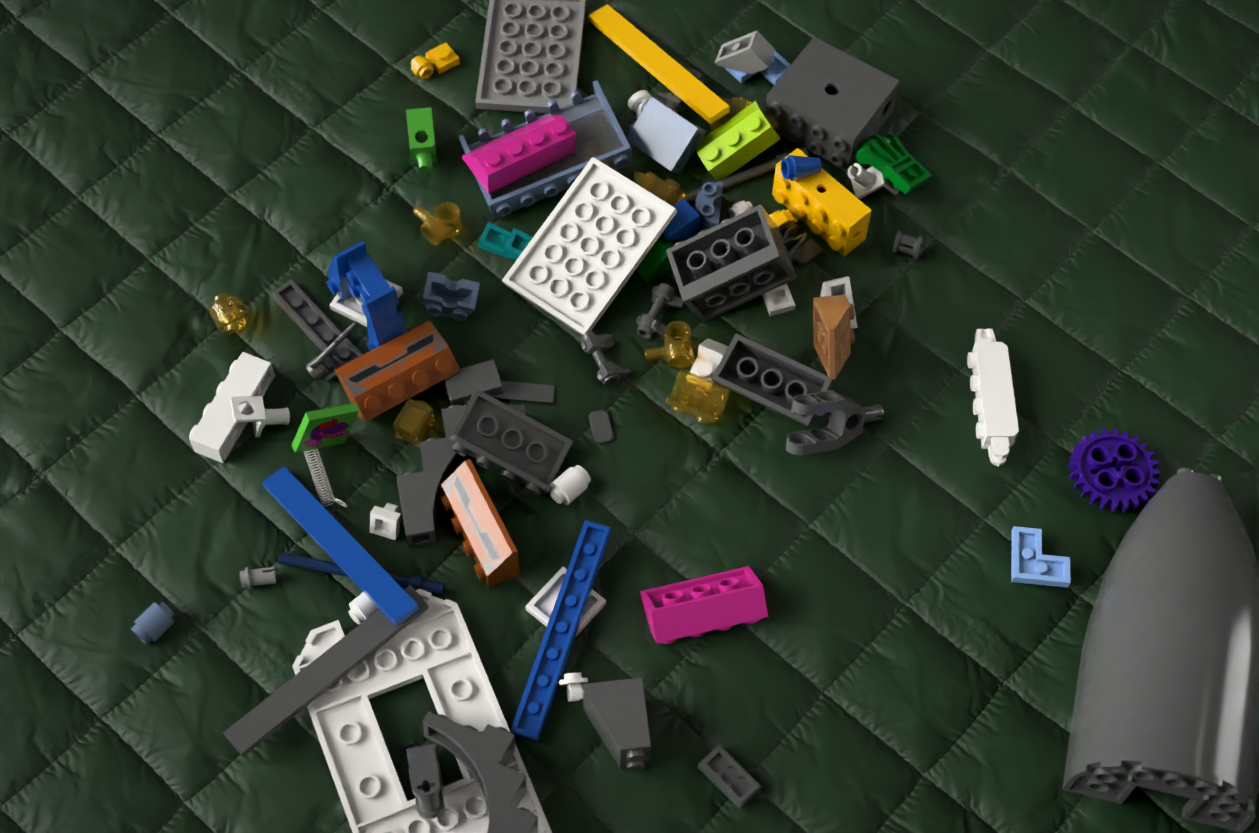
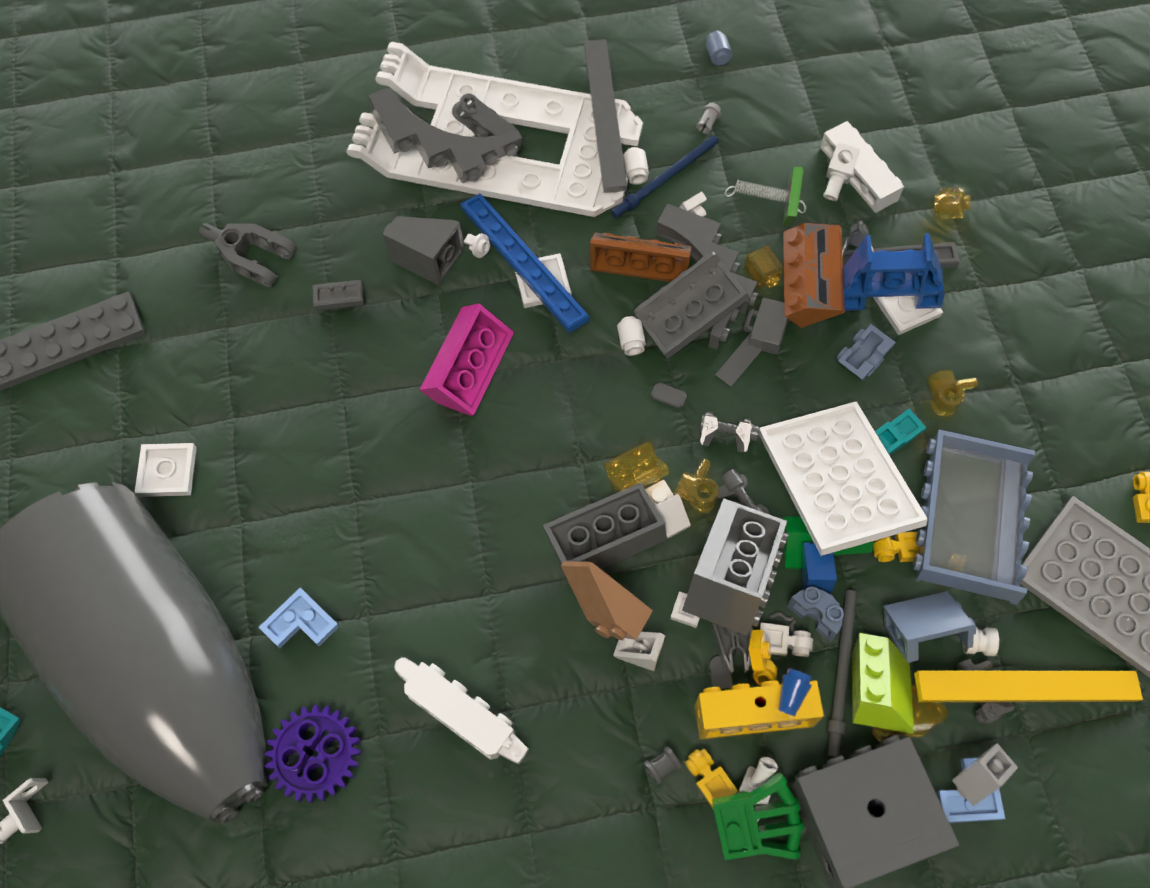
camera: 130 degrees right, 5 degrees up
(341, 546) = (692, 165): blue tile -> none
(422, 138) = (1050, 423): bright green torso -> none
(521, 152) = (983, 483): dark pink slope -> none
(666, 190) = (864, 576): clear yellow slope -> none
(844, 416) = (528, 560): dark grey piece -> none
(889, 207) = (714, 783): none -> yellow plate
(1021, 782) = (165, 470): none -> white plate

